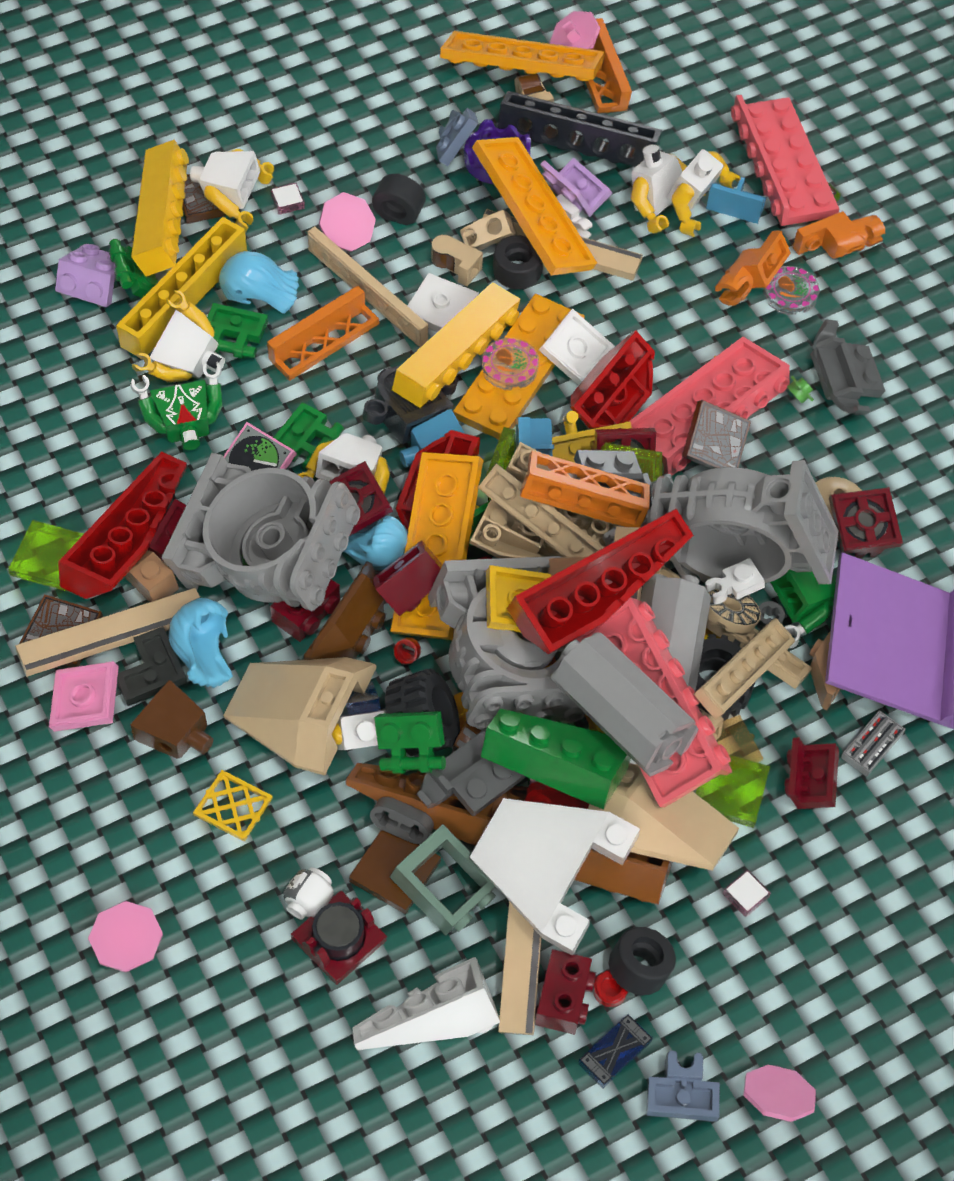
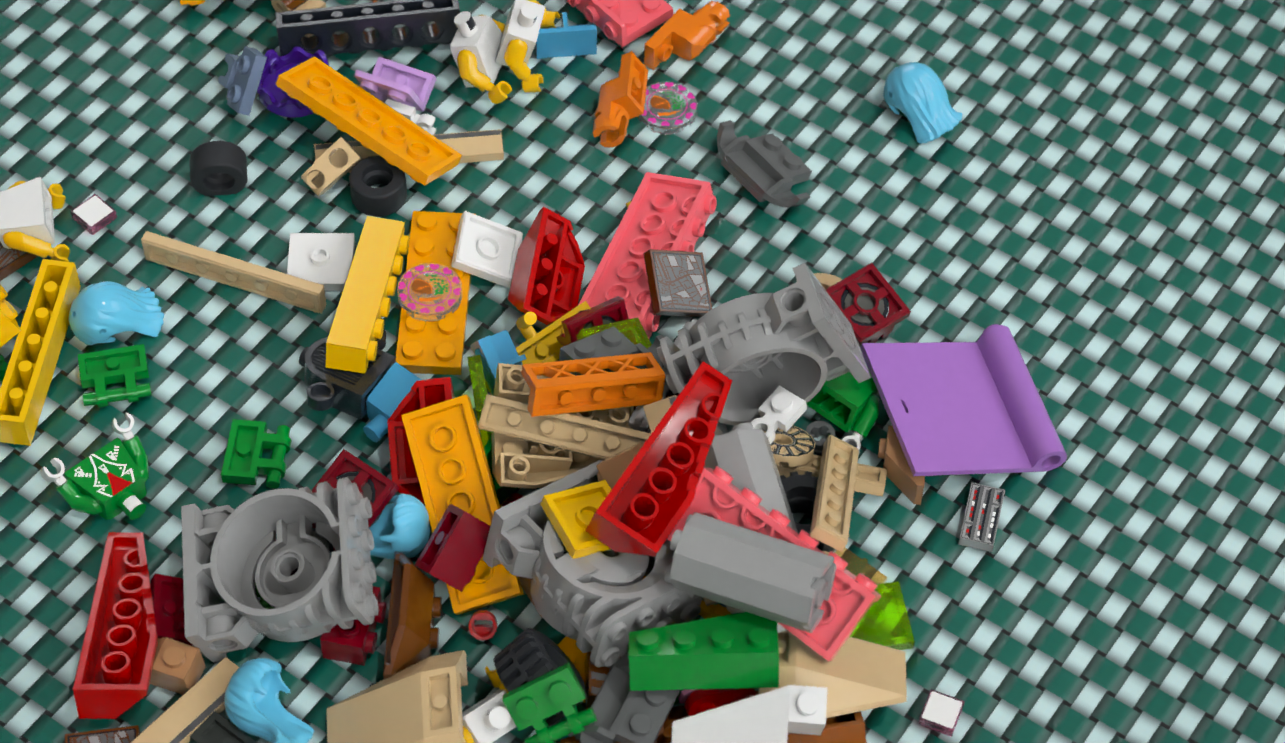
camera: 25 degrees left, 5 degrees down
(40, 552) = (42, 692): clear neon green tile -> none
(183, 346) = (74, 411): torso -> none
(258, 450) = (216, 487): tile -> none
(315, 327) = (205, 332): orange fence -> none
(344, 453) = (312, 454): white torso -> none
(347, 221) = (175, 212): bright pink piece -> none
(363, 703) = (475, 692): clear blue tile -> none
(457, 257) = (311, 206): tan leg -> none
(800, 389) = (731, 202): bright green plate -> none
(812, 774) = (944, 571): dark red bracket -> none

